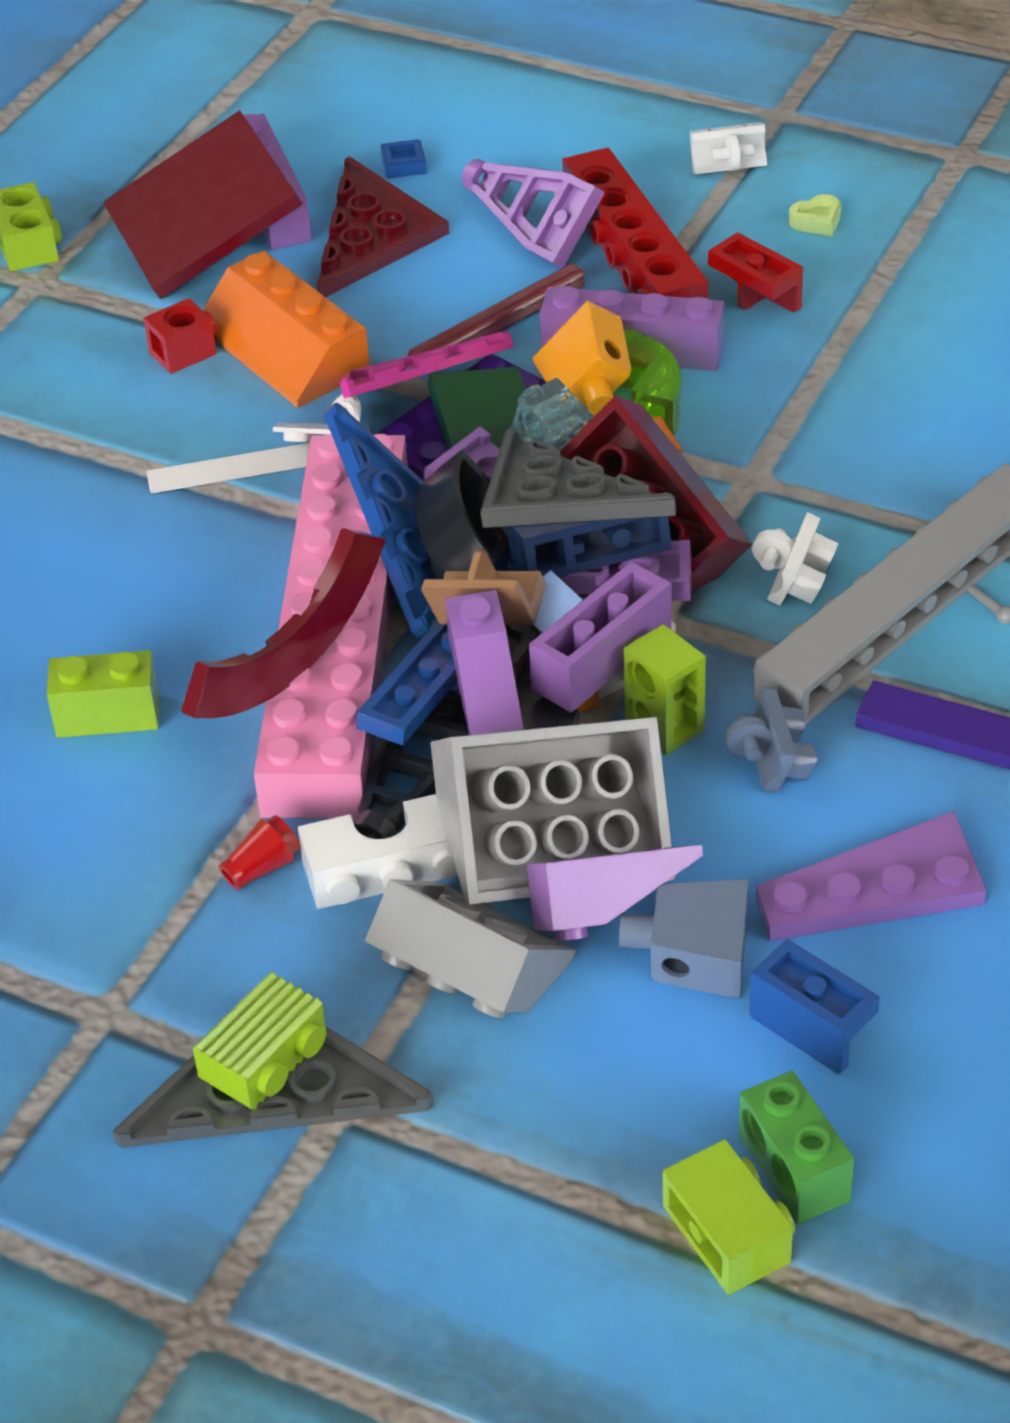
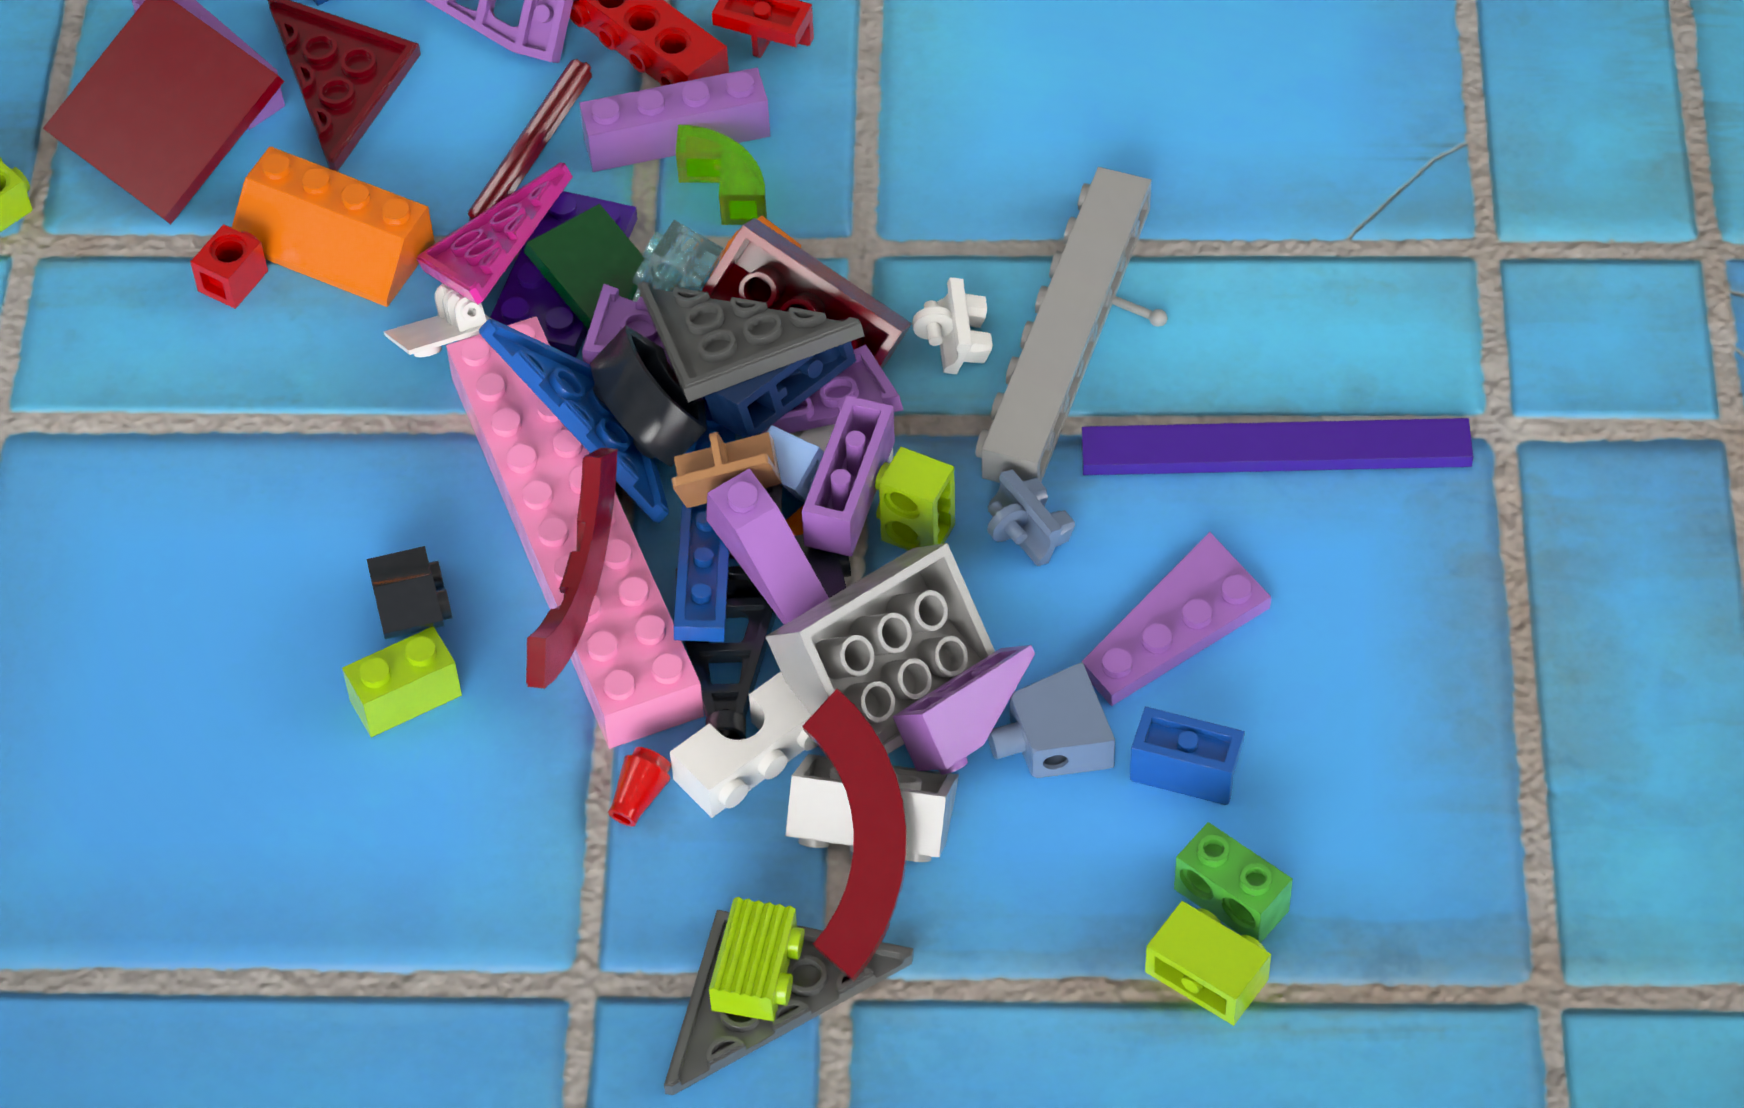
camera: 25 degrees left, 10 degrees up
(152, 619) = (408, 592): none -> black brick
(227, 468) = (361, 397): white sticker -> none
(439, 967) = (878, 834): none -> dark red tile
(587, 356) = (659, 175): light orange torso -> none

